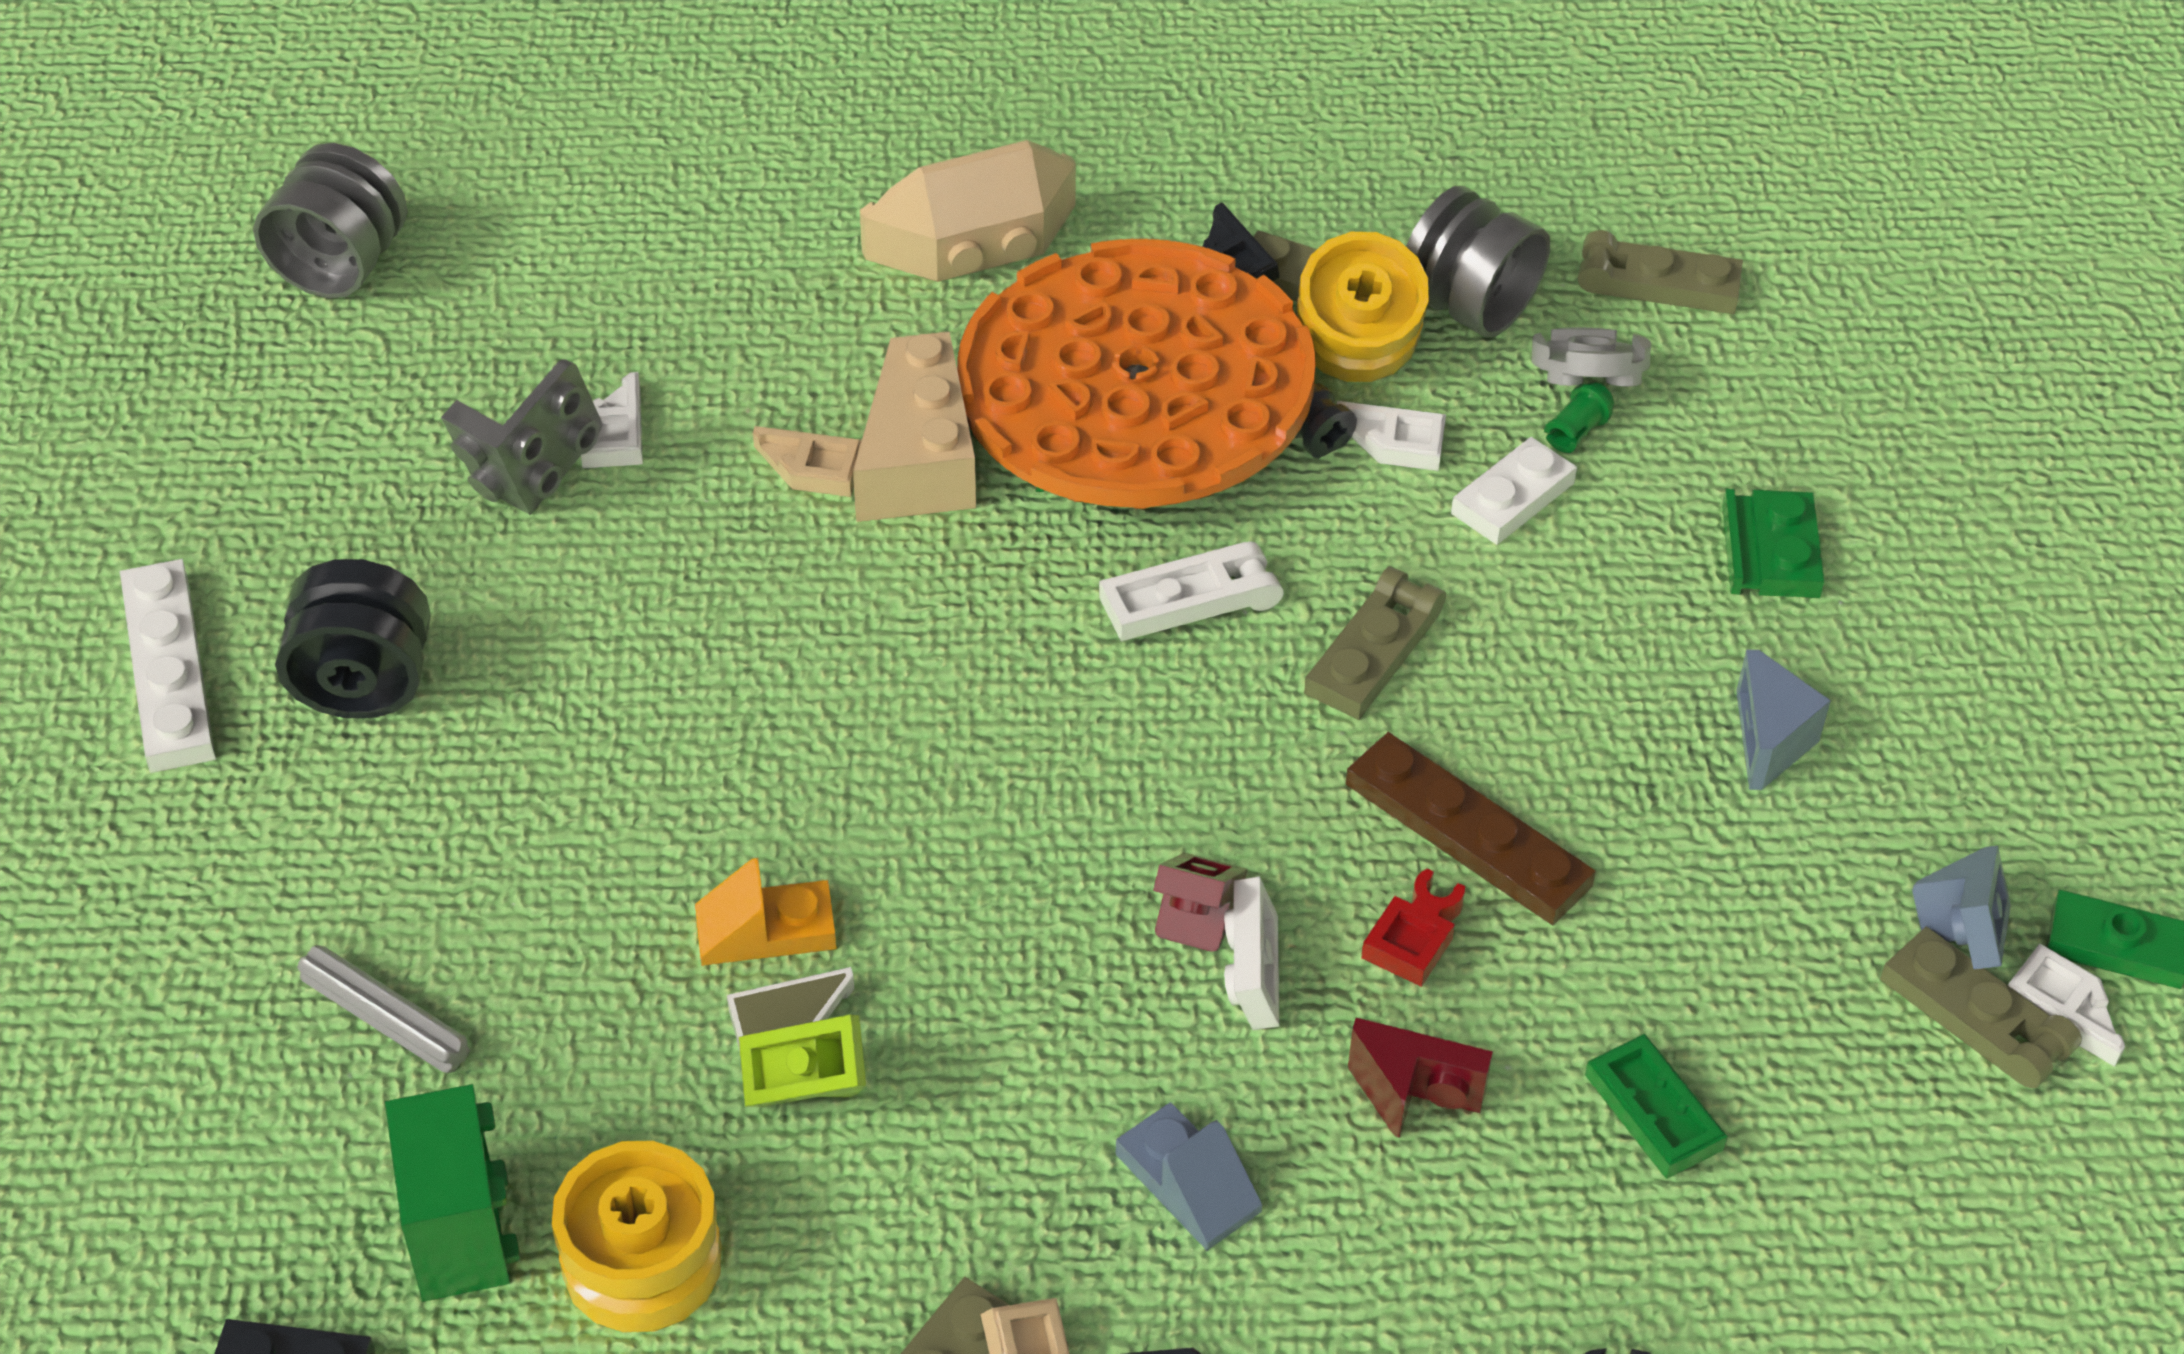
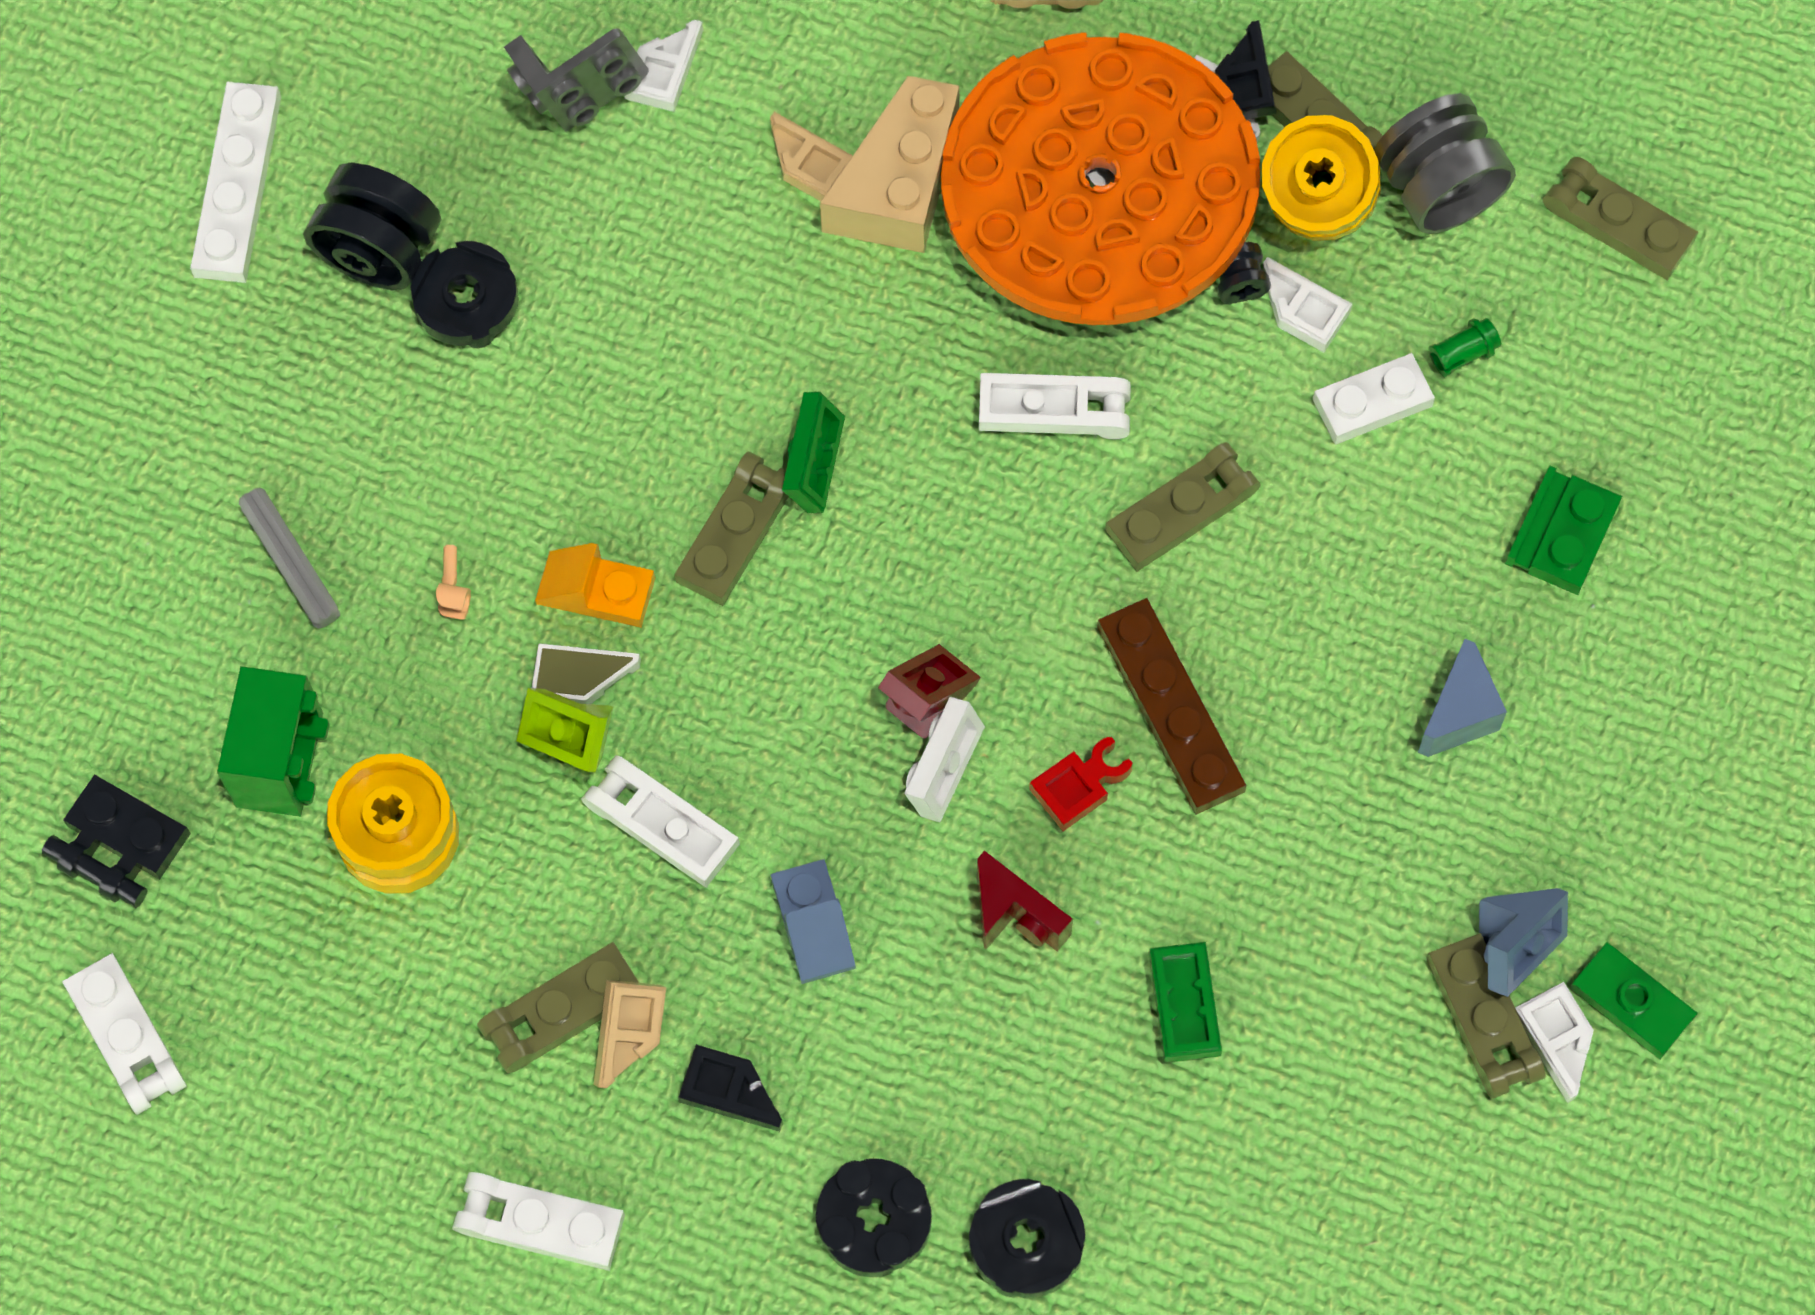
camera: 25 degrees right, 20 degrees up
(489, 714) = (469, 322): none -> black plate
(601, 985) = (452, 599): none -> light nougat hand
(899, 816) = (733, 531): none -> olive plate
(954, 709) = (813, 452): none -> green plate
(959, 1128) = (662, 821): none -> white plate
(1591, 353) = (1501, 293): light grey plate -> none

